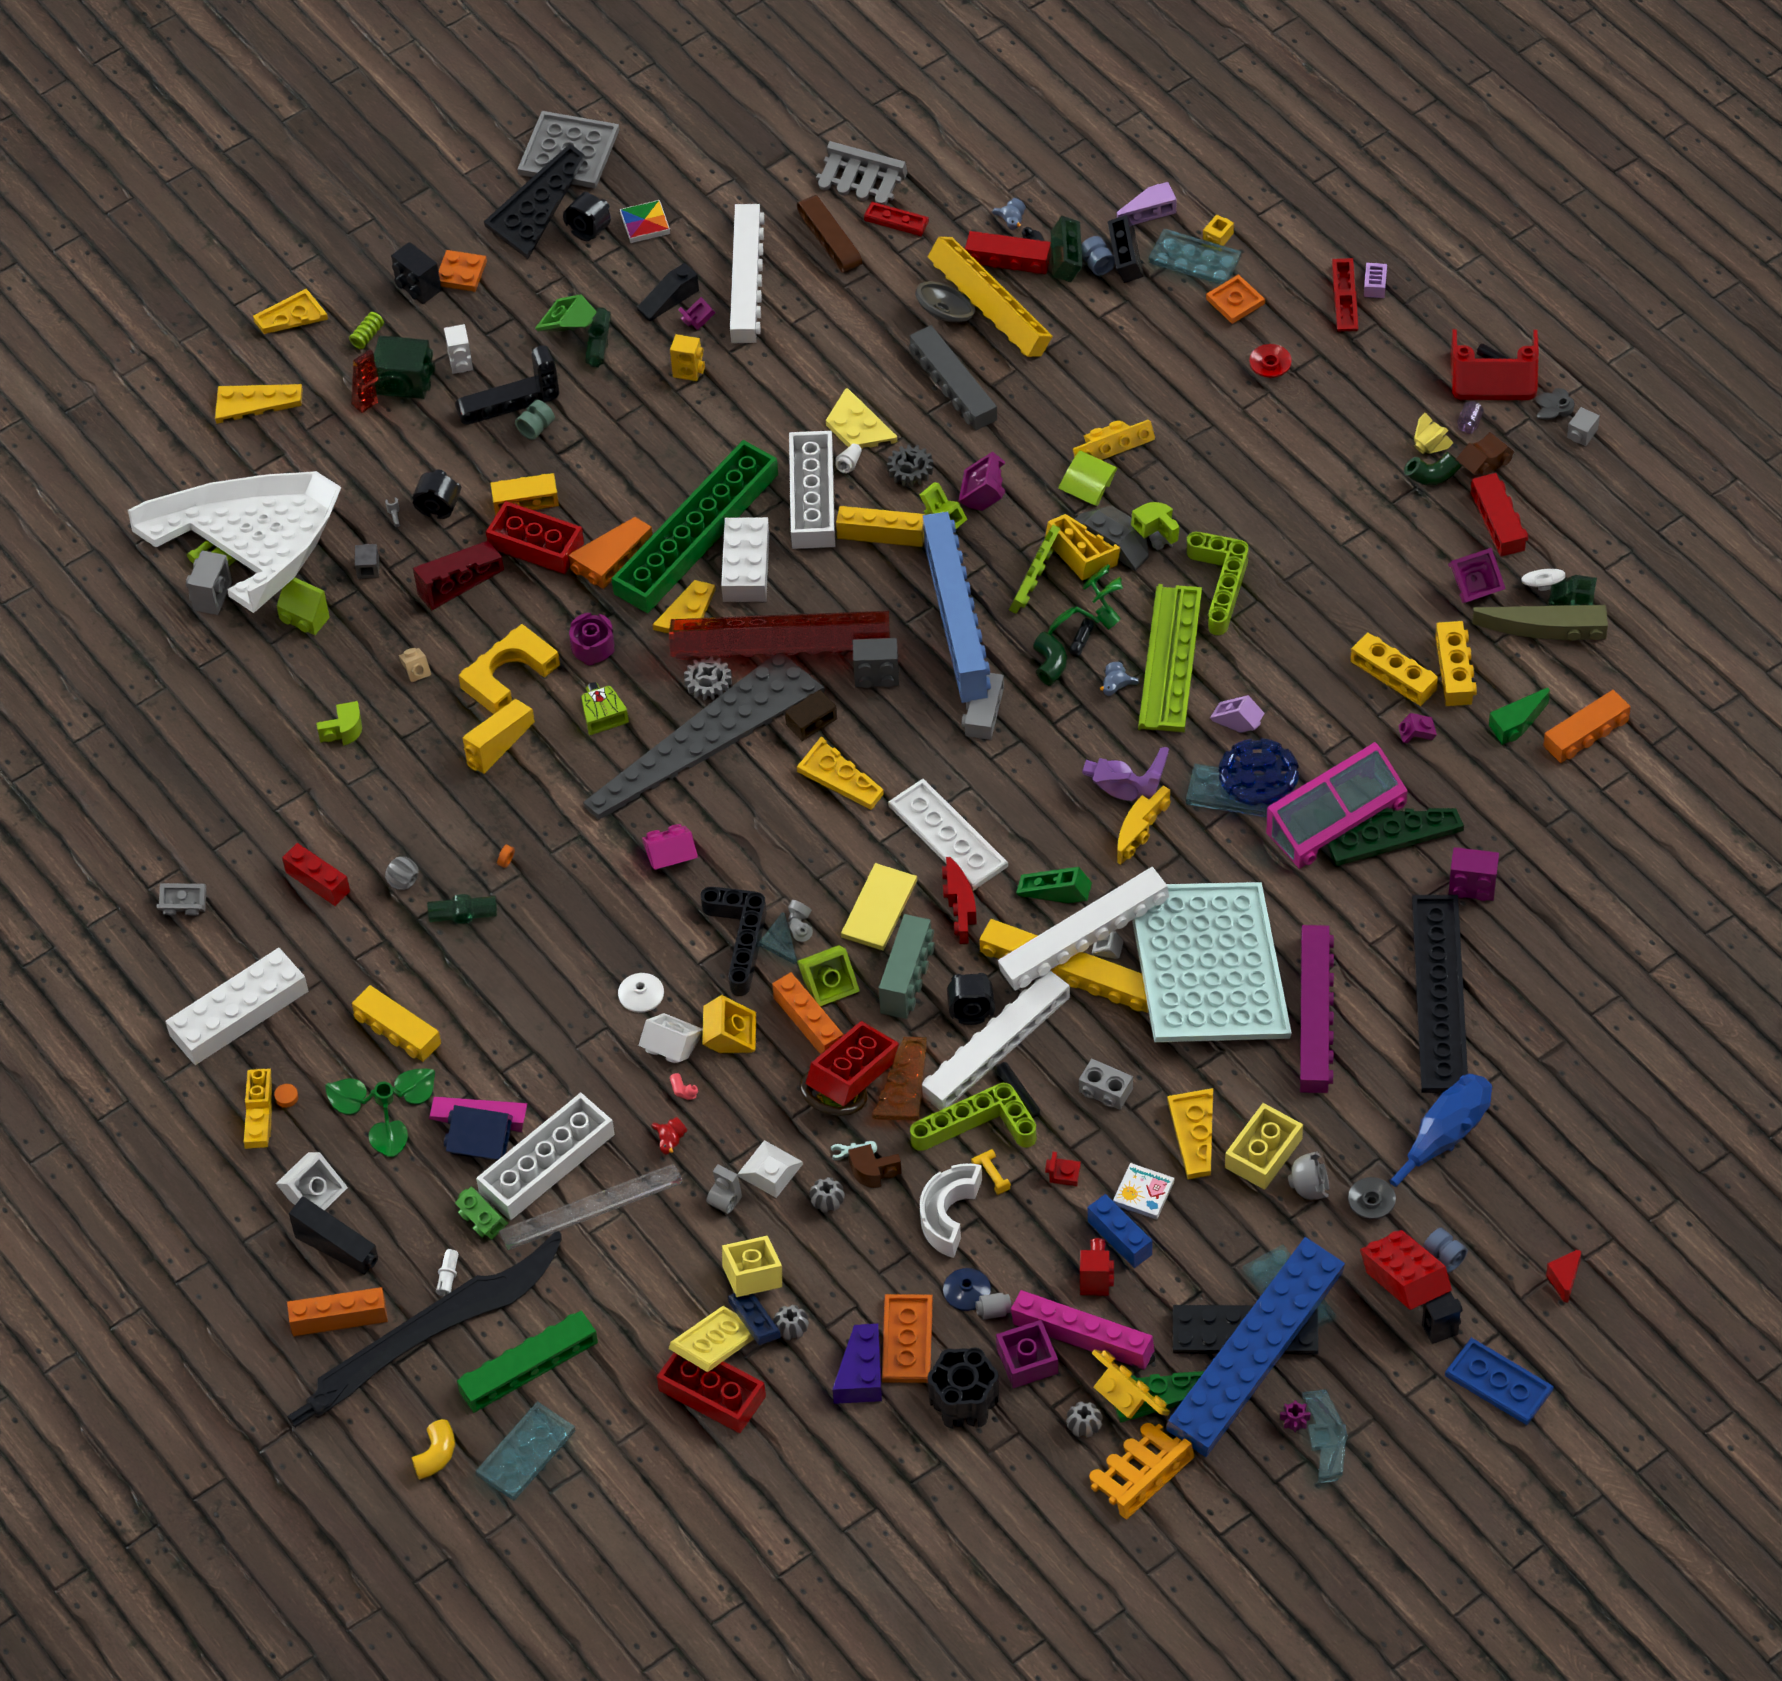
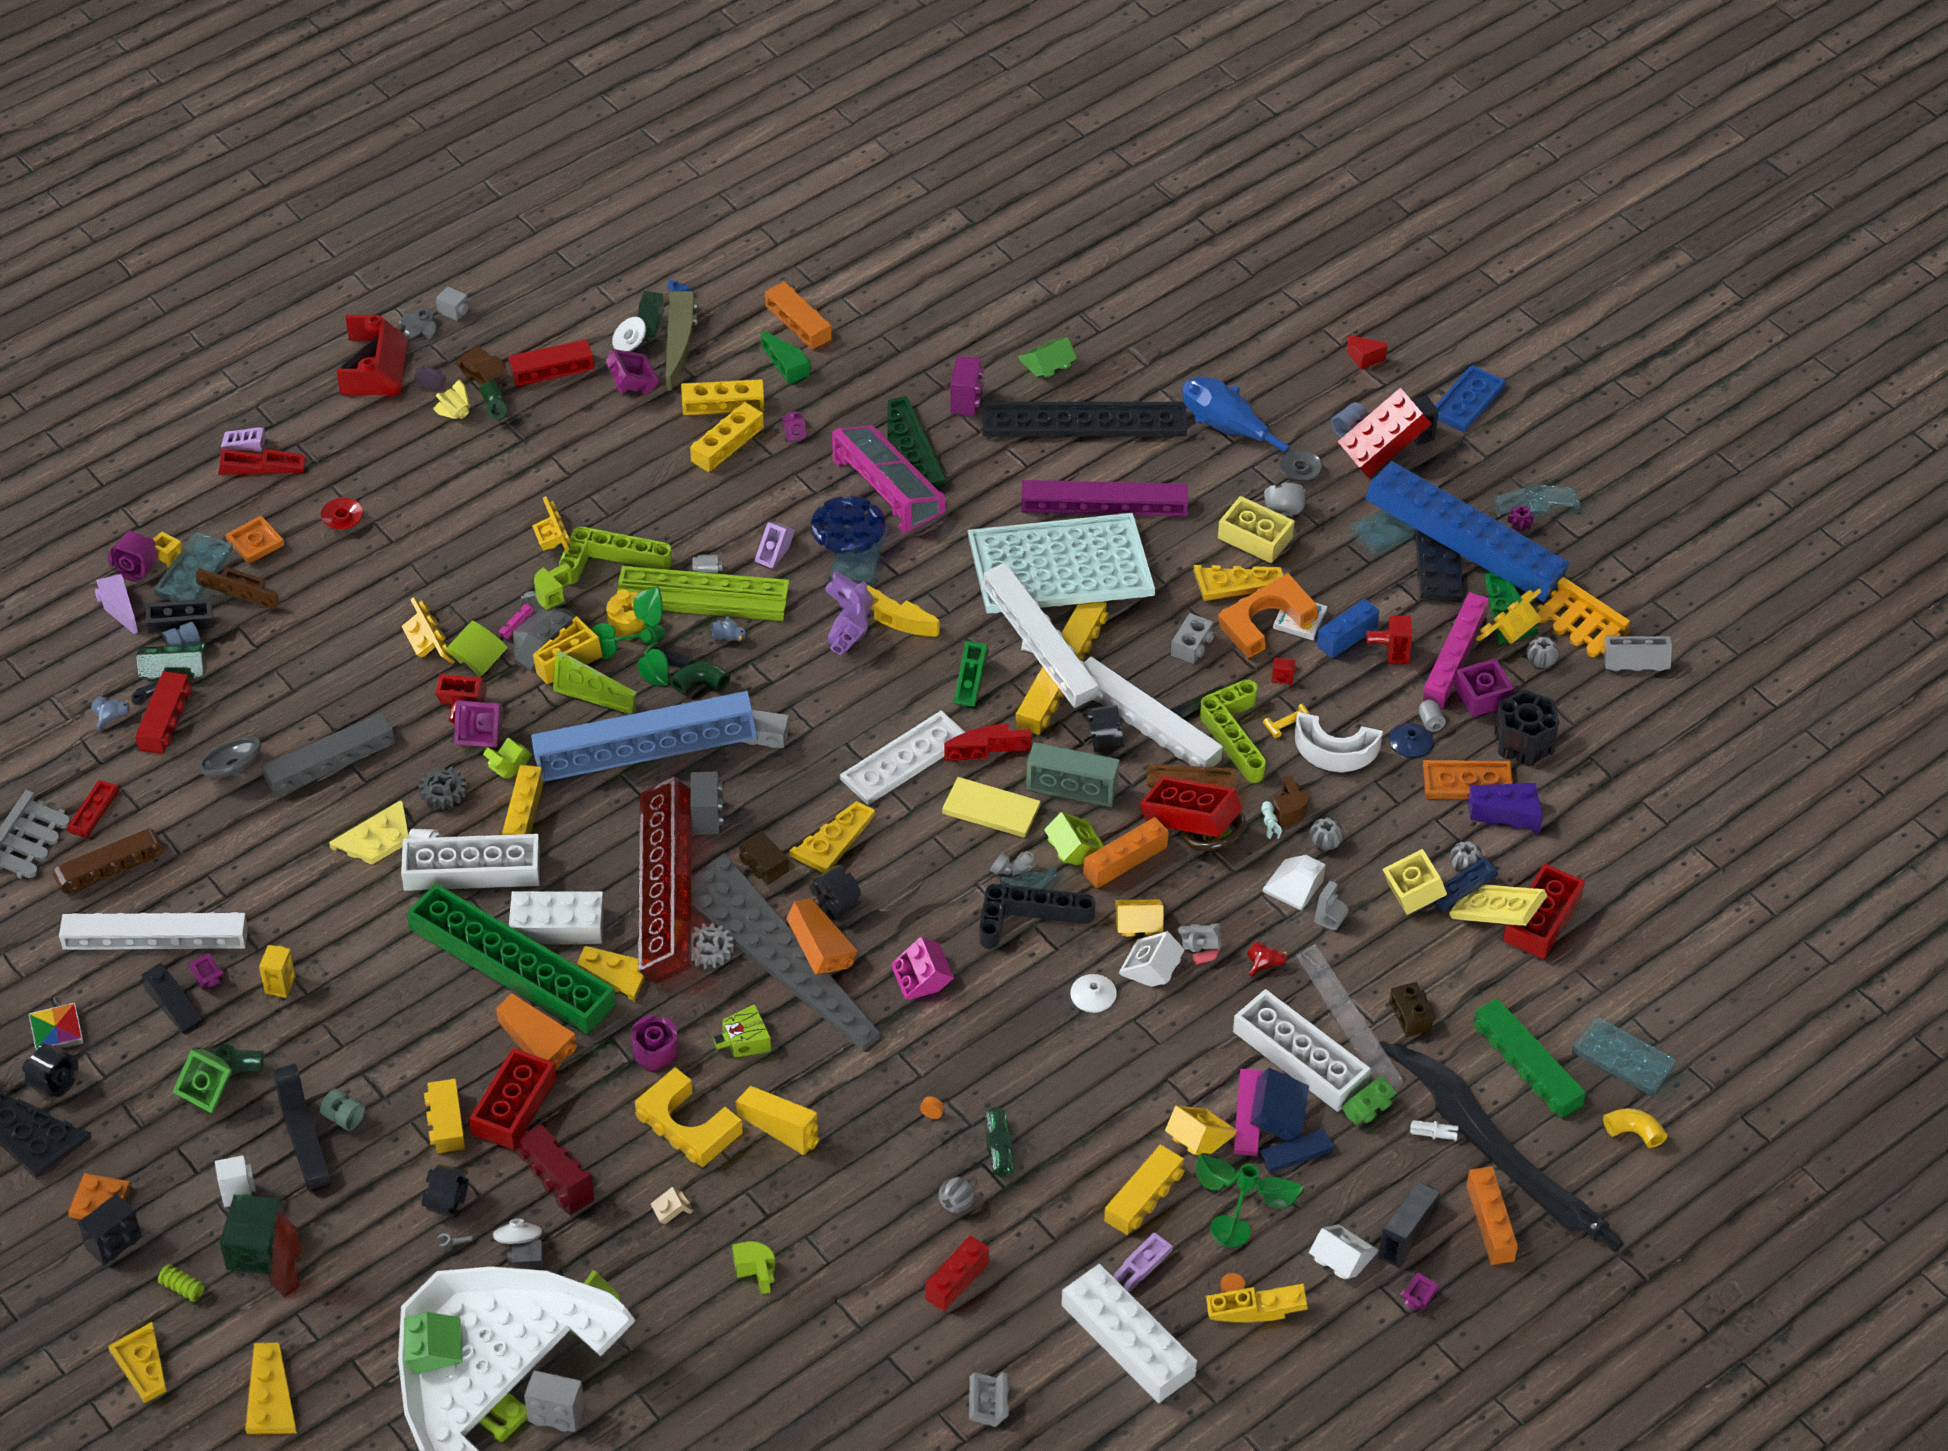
camera: 95 degrees left, 5 degrees down
(255, 1244) = (1419, 1292): none -> magenta bracket
(272, 490) = (432, 1341): none -> bright green slope
(318, 1023) = (1143, 1261): none -> lavender hinge
(391, 551) = (517, 1232): none -> white dish
(435, 1155) = (1296, 1151): none -> dark blue tile
(457, 1067) = (1199, 1129): none -> yellow slope
(595, 1260) = (1412, 1009): none -> dark brown brick
(693, 1074) = (1201, 937): none -> light grey hips
(705, 760) = (820, 938): none -> orange slope
(760, 770) = (836, 891): none -> black brick
(989, 296) = (226, 722): yellow brick -> none
(1026, 467) = (454, 688): none -> red brick
(1079, 1512) = (1637, 652): none -> light grey brick
(1122, 505) = (507, 631): none -> dark pink axle
(1131, 1127) = (1281, 594): none -> orange arch
(1135, 598) = (622, 616): none -> yellow brick
(1169, 292) = (239, 585): none -> reddish brown bracket
(1202, 205) = (133, 555): none -> magenta brick
(1205, 658) = (707, 564): none -> light grey brick
(1250, 525) = (551, 530): none -> yellow bracket
(1535, 958) = (1048, 357): none -> bright green slope
(1627, 622) = (674, 286): none -> blue tile

